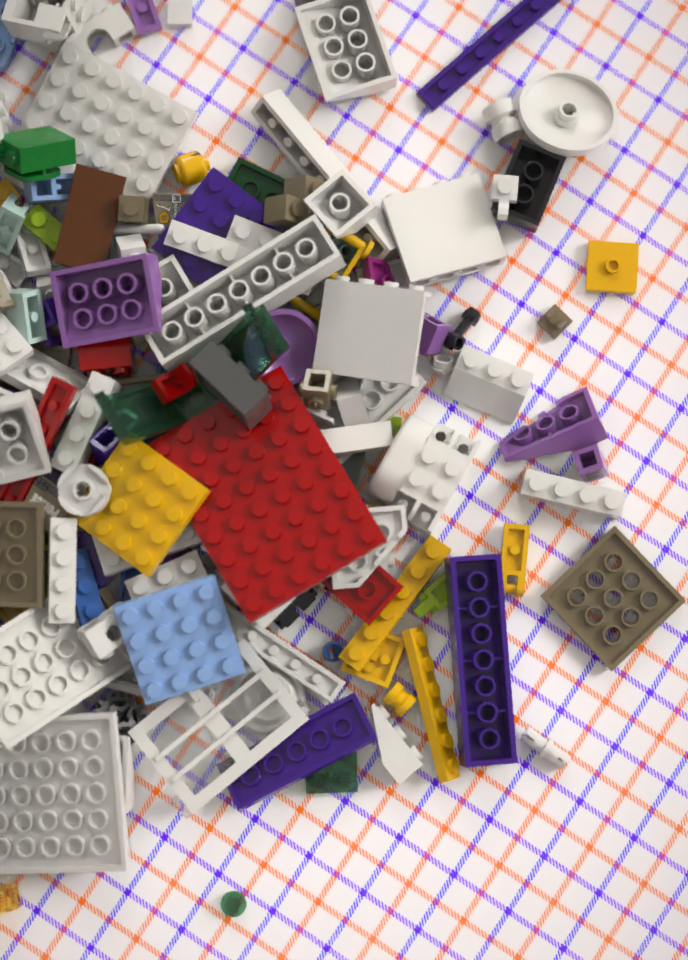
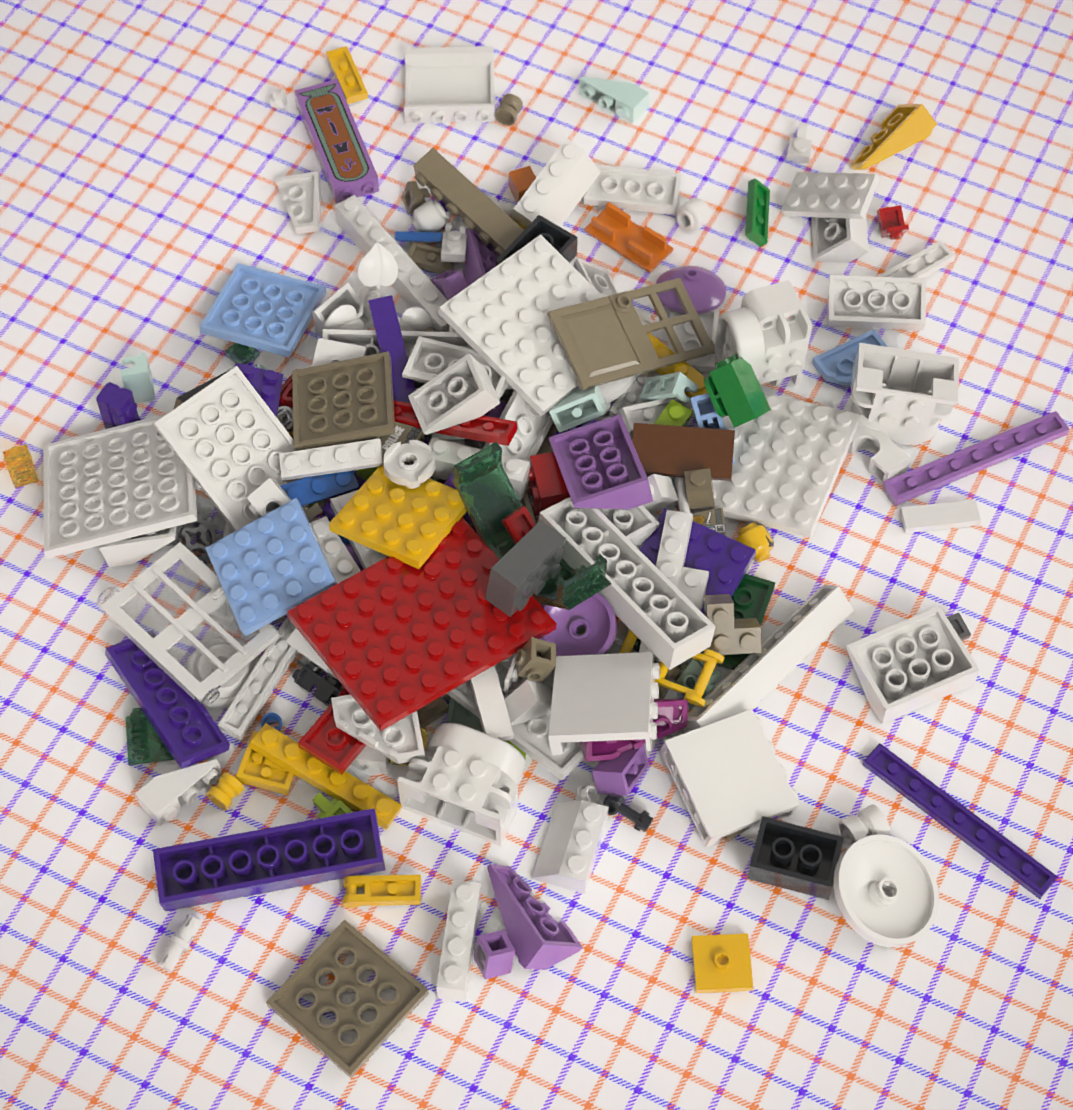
camera: 85 degrees right, 25 degrees down
(233, 903) = (14, 663): clear green plate -> none
(341, 205) = (730, 657): white slope -> none
(431, 705) = (225, 819): yellow plate -> none
(504, 192) = (779, 823): white plate -> none
(554, 321) = (651, 909): dark tan tile -> none

